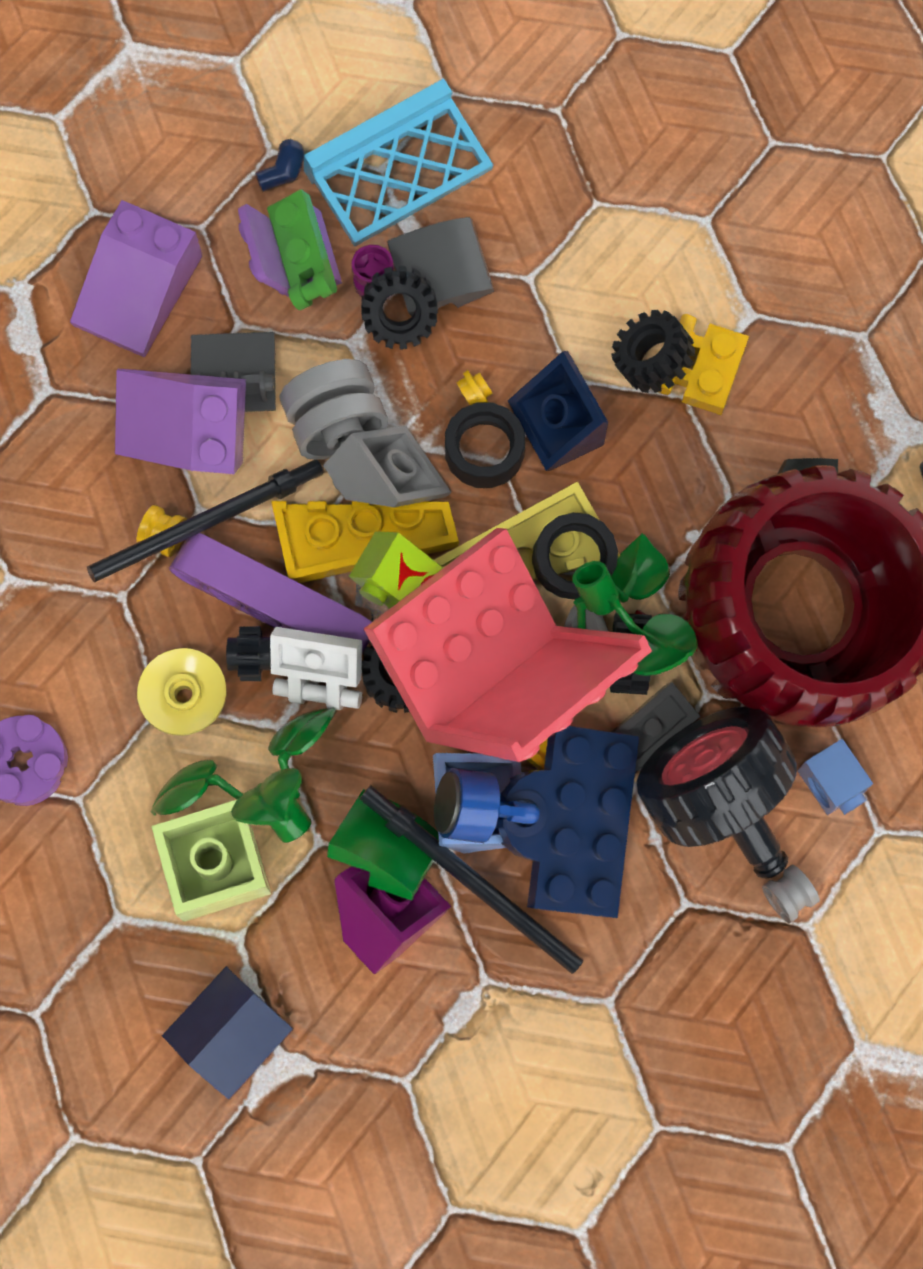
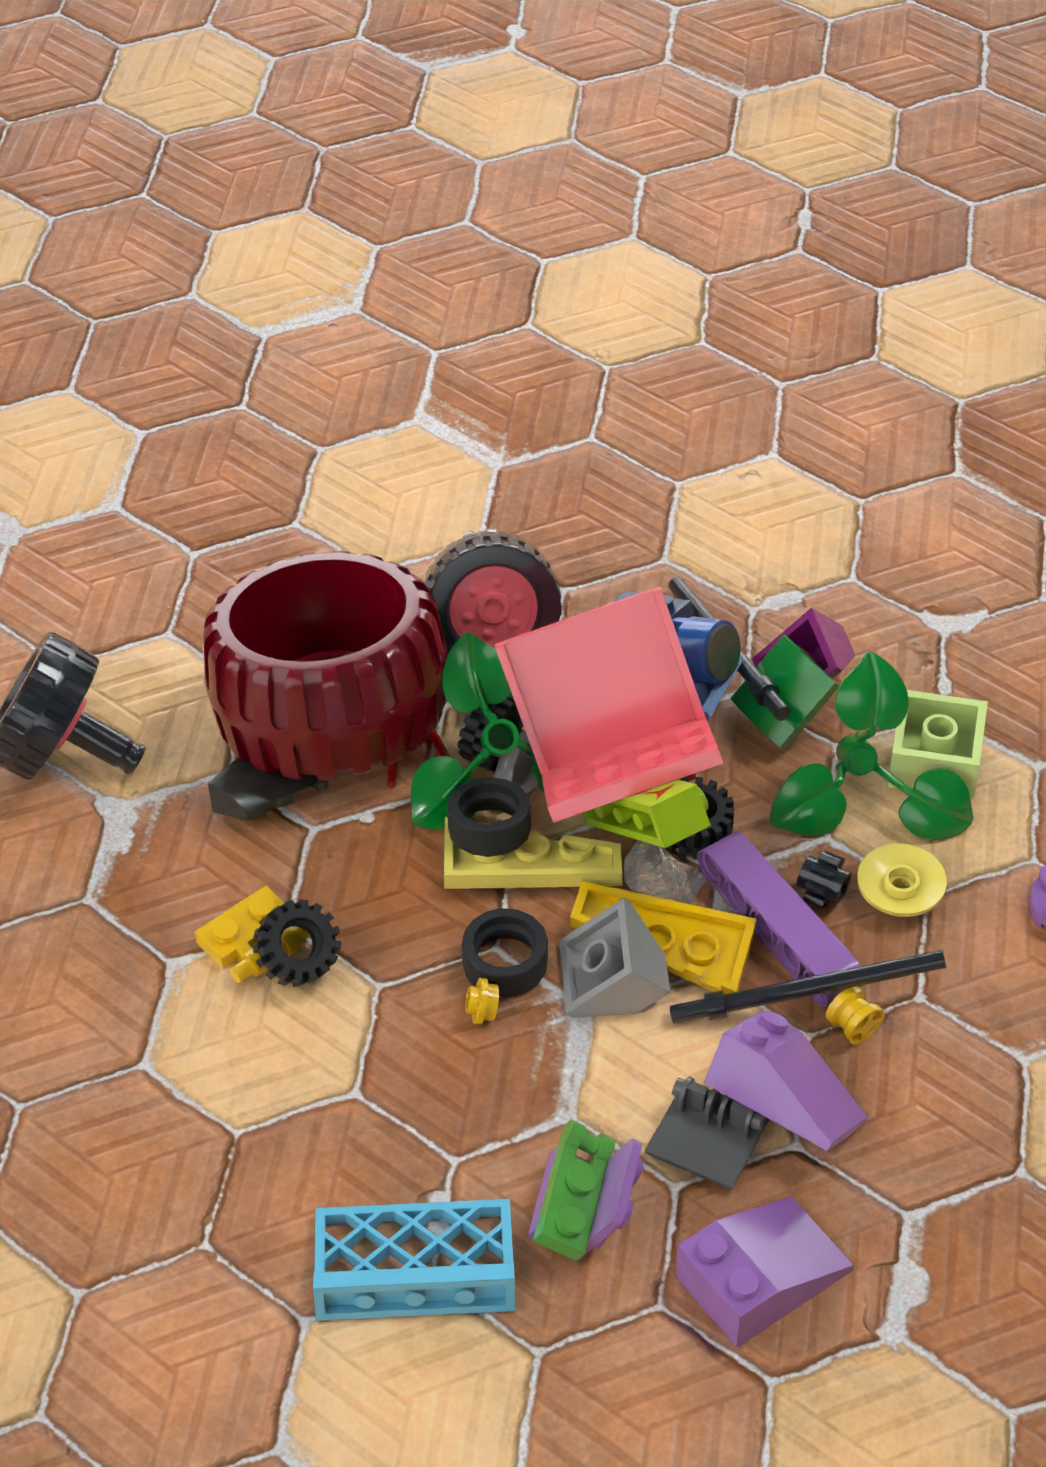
camera: 150 degrees left, 25 degrees down
(227, 1033) = (984, 656): dark blue slope -> none
(286, 166) = (537, 1311): dark blue arm -> none
(316, 658) = (760, 823): white plate -> none
(330, 405) = (633, 1018): light grey wheel -> none
(368, 262) = (511, 1150): magenta wheel -> none
(399, 332) = (510, 1087): black tyre -> none
(448, 258) = (438, 1131): dark grey slope -> none
(560, 413) = (418, 944): dark blue slope -> none

